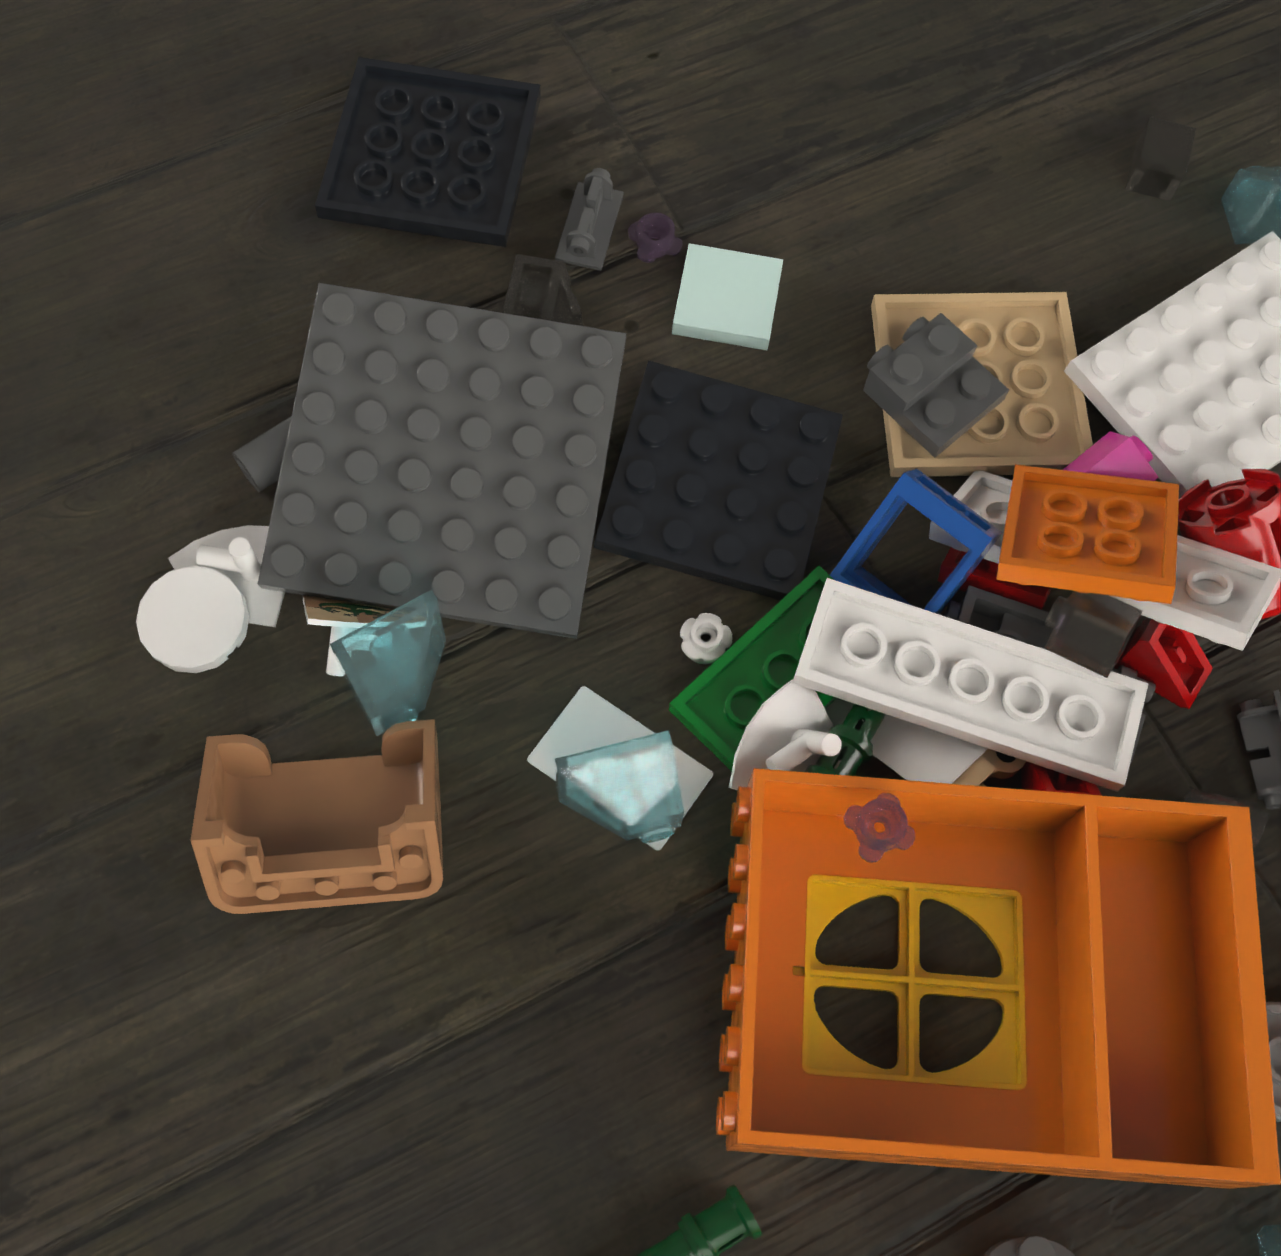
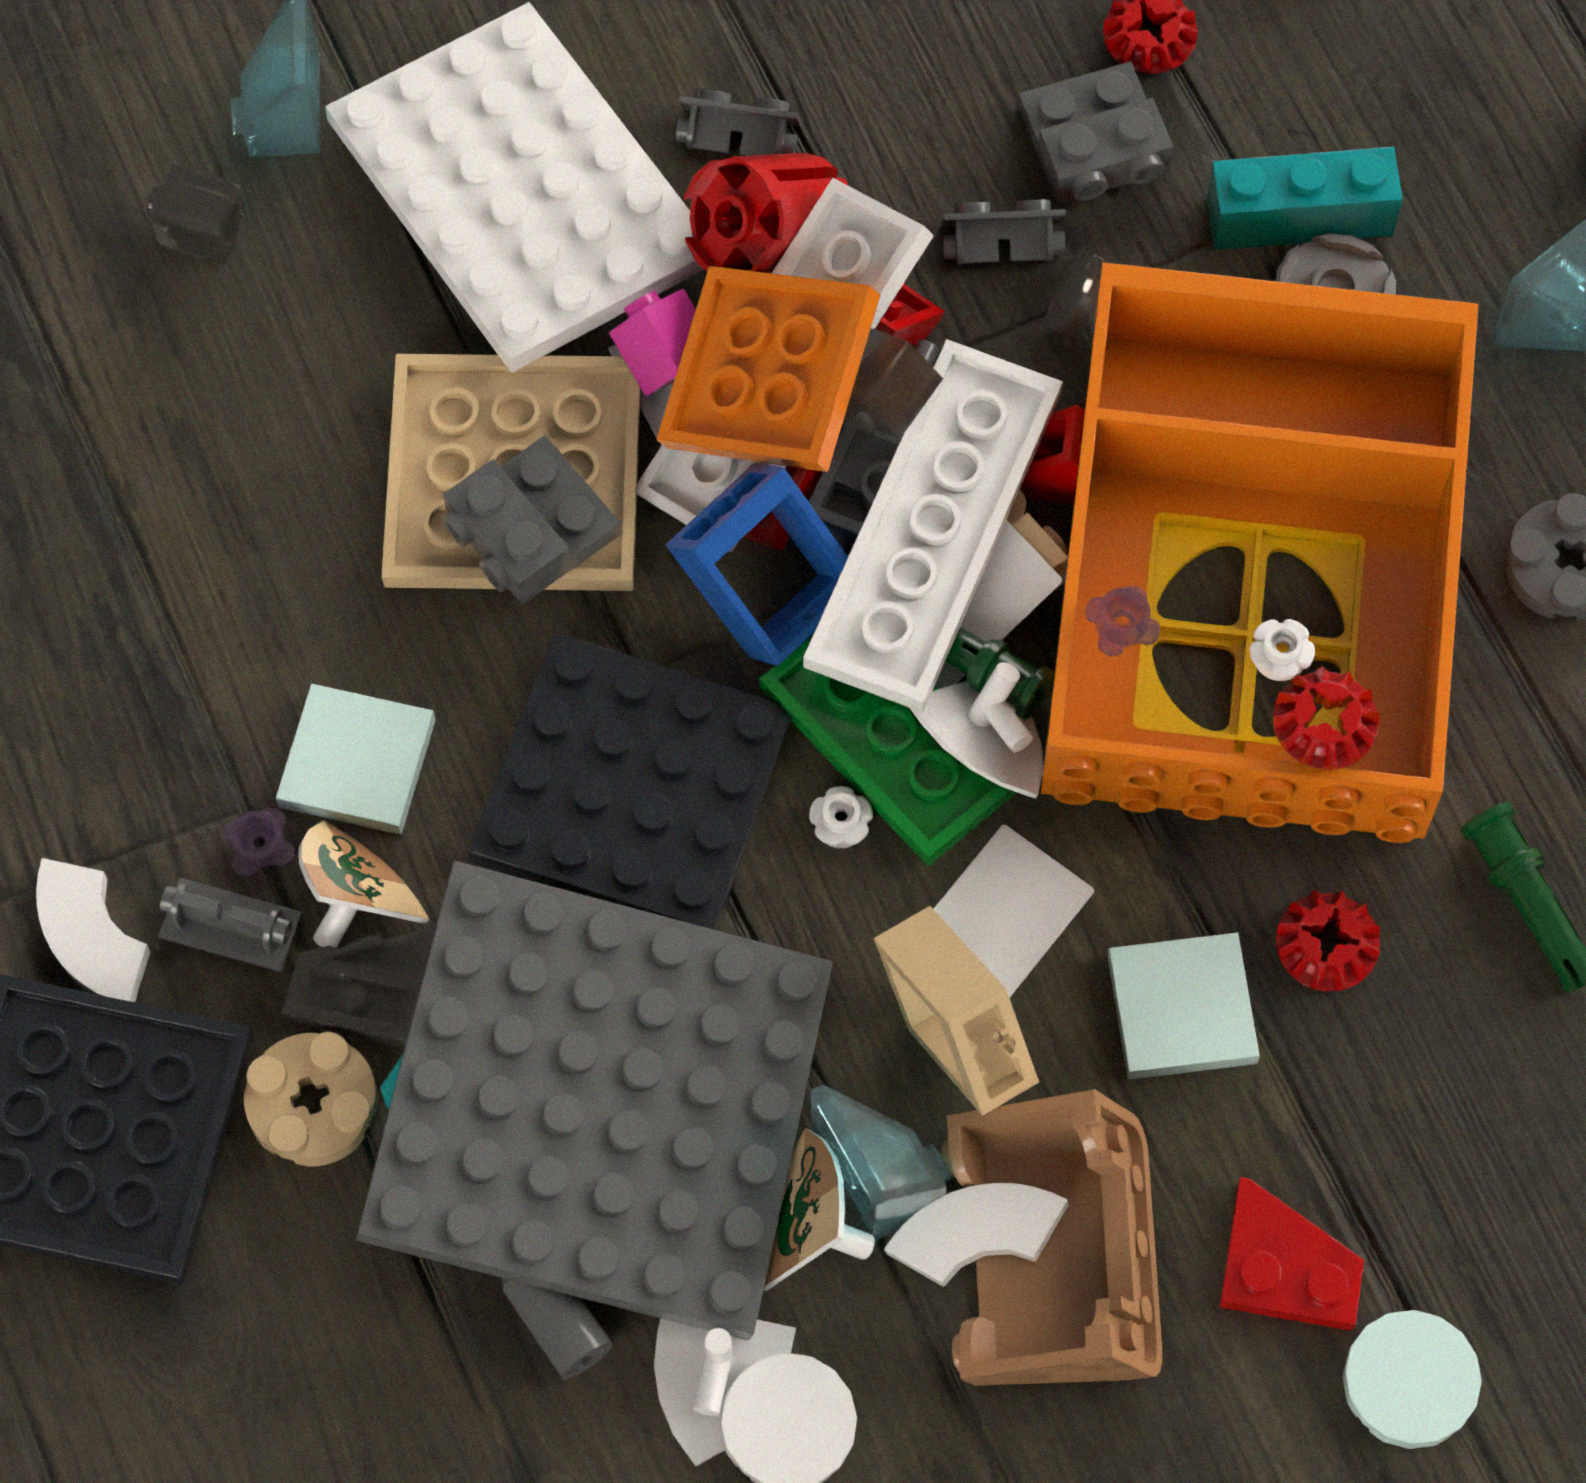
camera: 80 degrees left, 0 degrees up
(204, 1137) = (1412, 1379): none -> light aqua tile
(312, 1021) = (1287, 1264): none -> red wing
(350, 756) = (975, 1225): none -> white tile
(458, 260) = (278, 1080): none -> tan plate
(514, 711) = (956, 1009): none -> tan window
(552, 927) = (1183, 1006): none -> light aqua tile
(576, 140) = (82, 933): none -> white tile
(594, 1072) = (1302, 953): none -> red gear
(623, 285) = (351, 880): none -> shield
(625, 787) = (1039, 901): clear light blue slope -> none
(796, 1052) = (1321, 744): none -> red gear
(858, 991) = (1280, 665): none -> white plate

